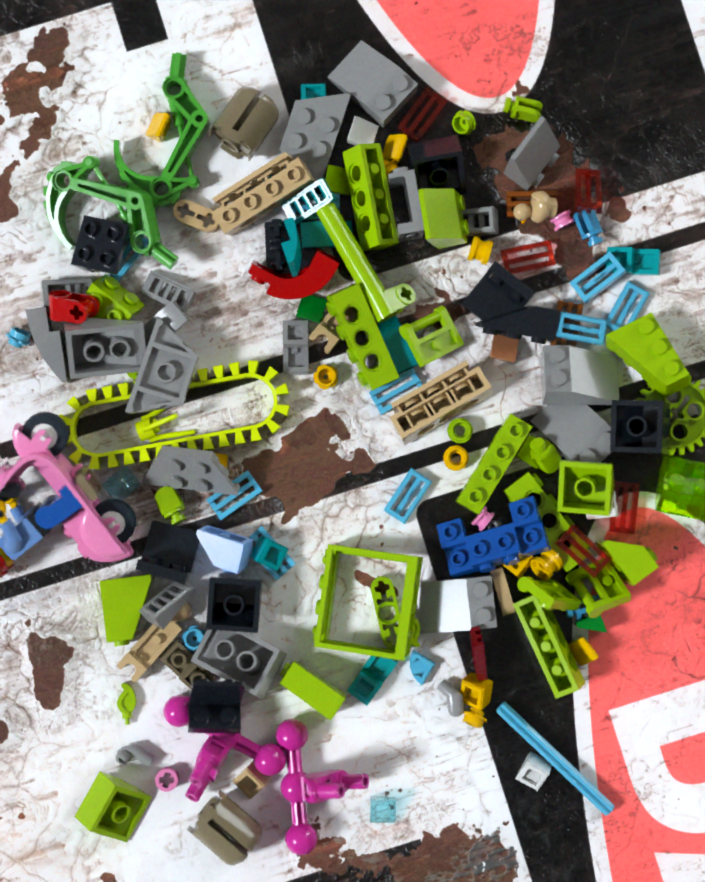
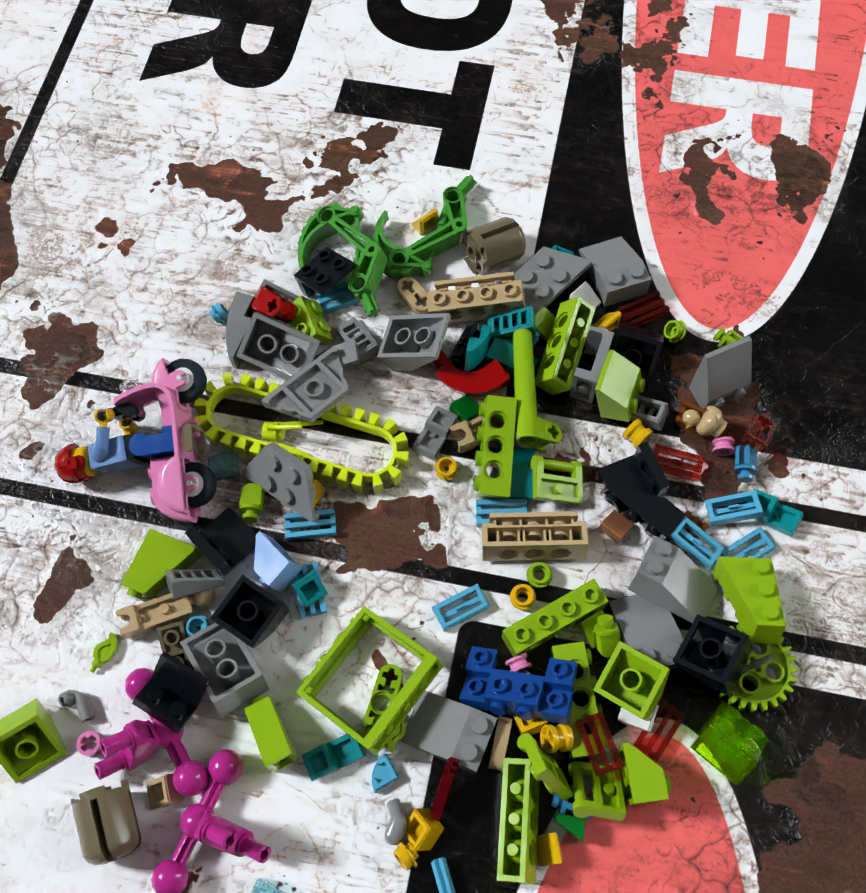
camera: 35 degrees right, 20 degrees down
(229, 272) = (413, 340): none -> light grey slope

